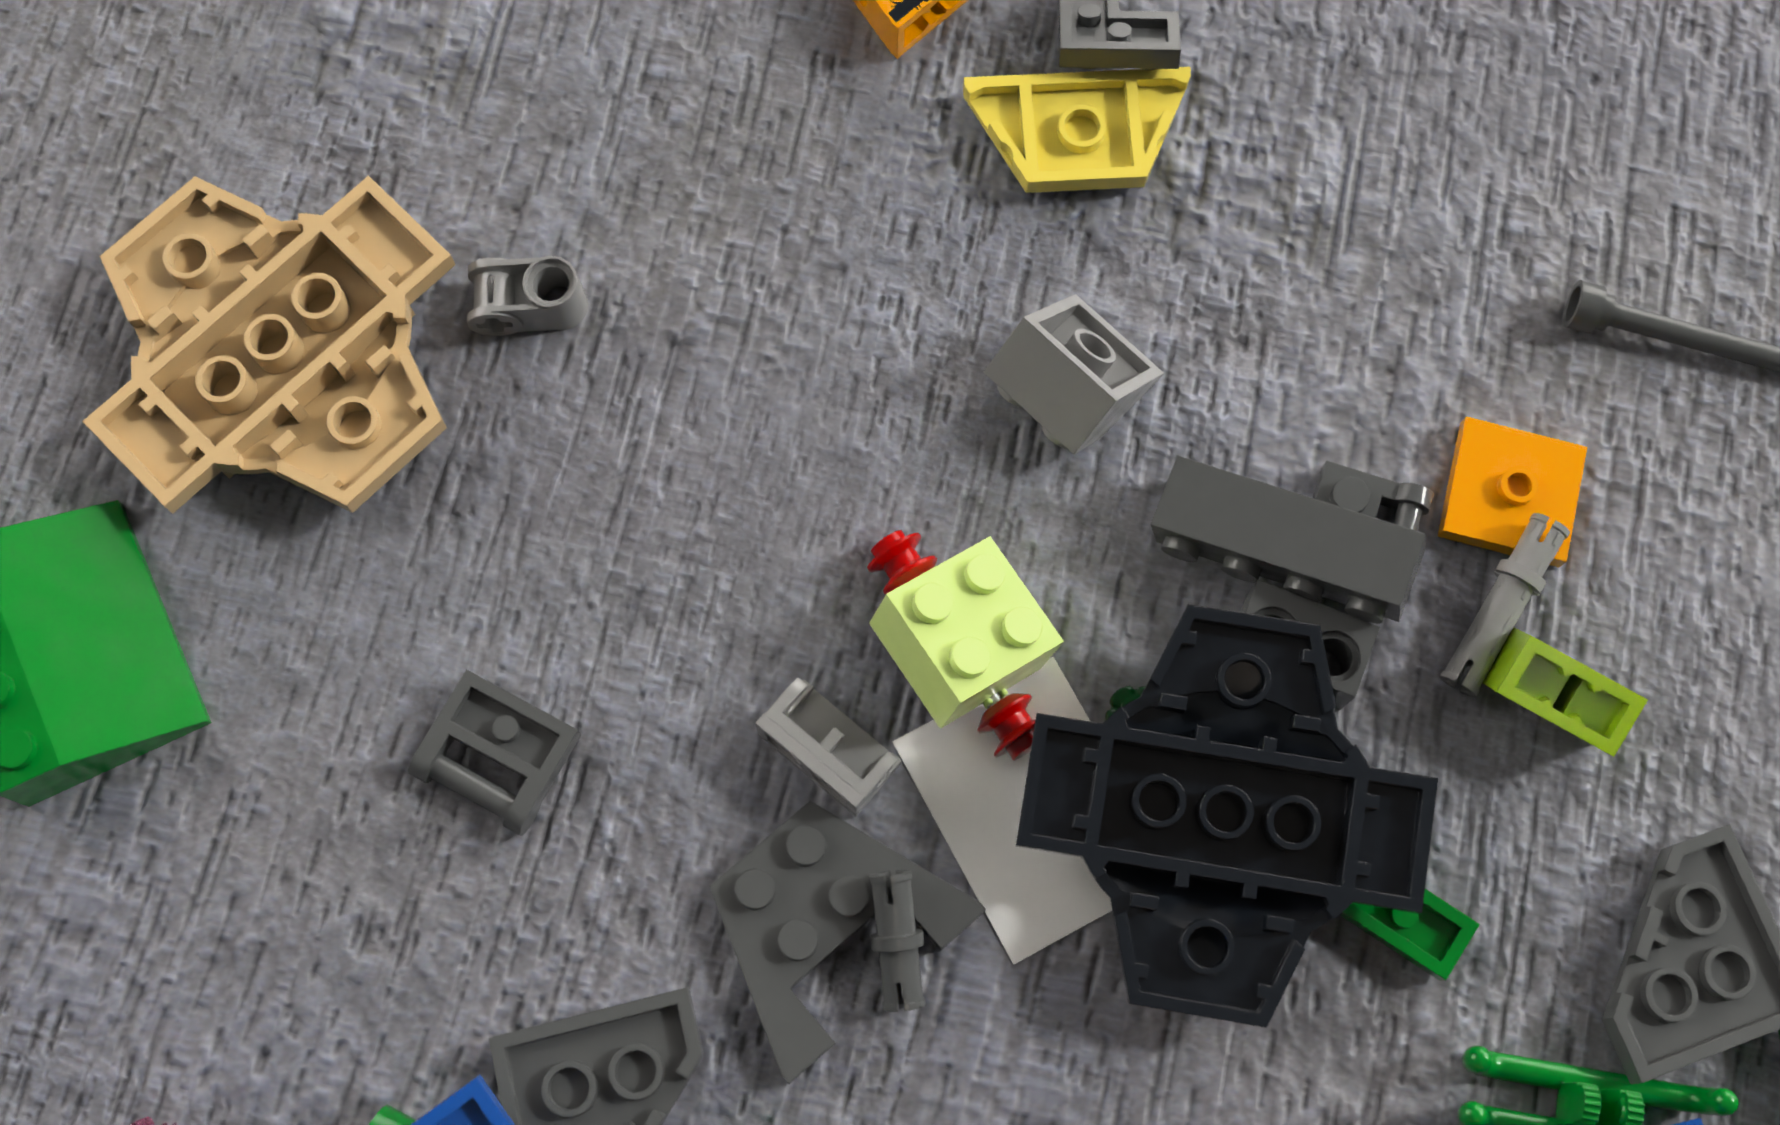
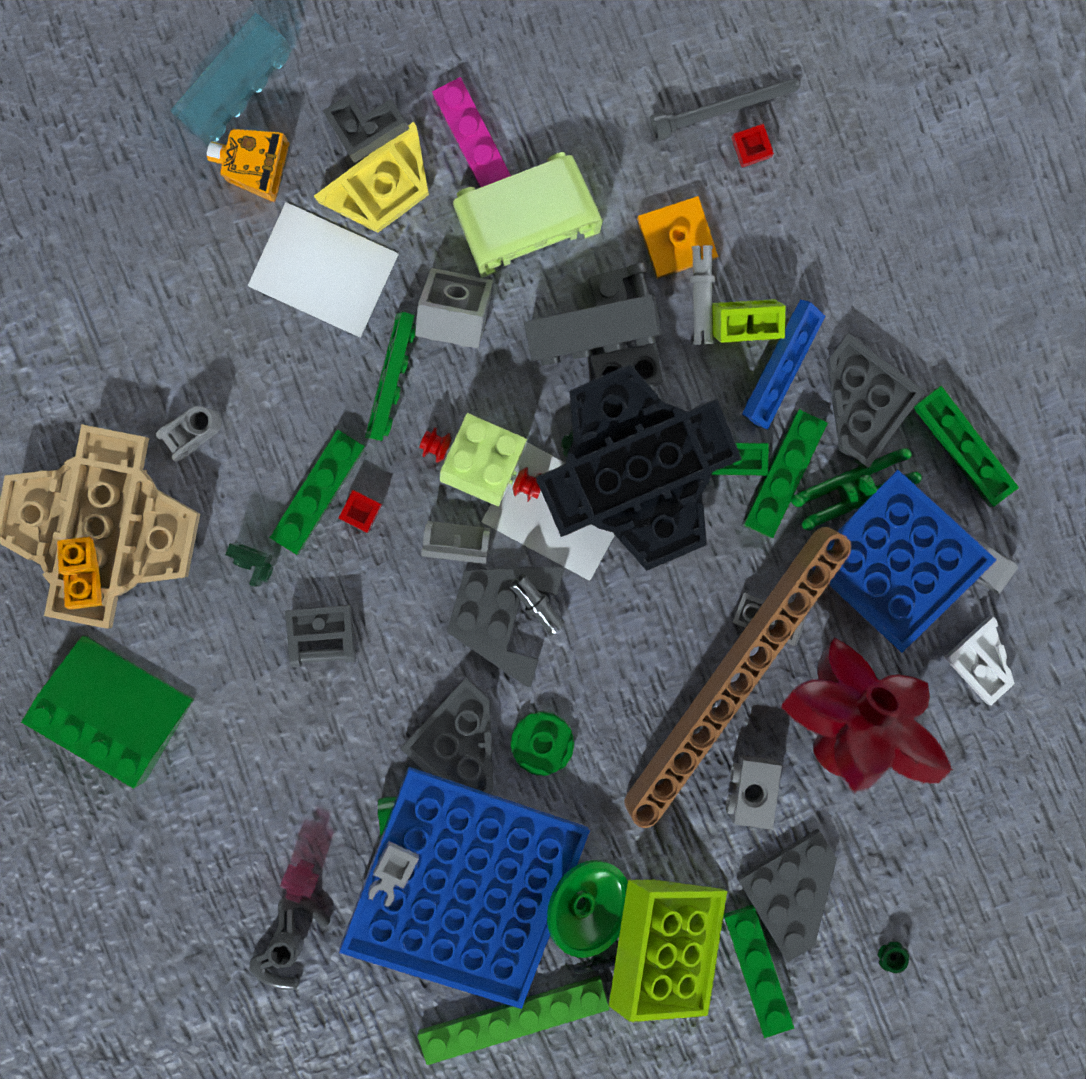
camera: 30 degrees left, 15 degrees up
(193, 388) = (81, 573): none -> light orange slope
(470, 545) = (247, 557): none -> clear green bracket
(656, 519) = (317, 492): none -> green plate
(705, 591) = (360, 511): none -> red plate
(881, 431) = (394, 365): none -> green plate
(903, 197) = (323, 269): none -> white sticker
(1266, 160) = (470, 133): none -> dark pink plate
(1287, 300) = (526, 212): none -> yellowish green windscreen
(1475, 1001) = (785, 473): none -> green plate
(1581, 807) = (783, 364): none -> blue plate
(1724, 425) = (752, 145): none -> red plate

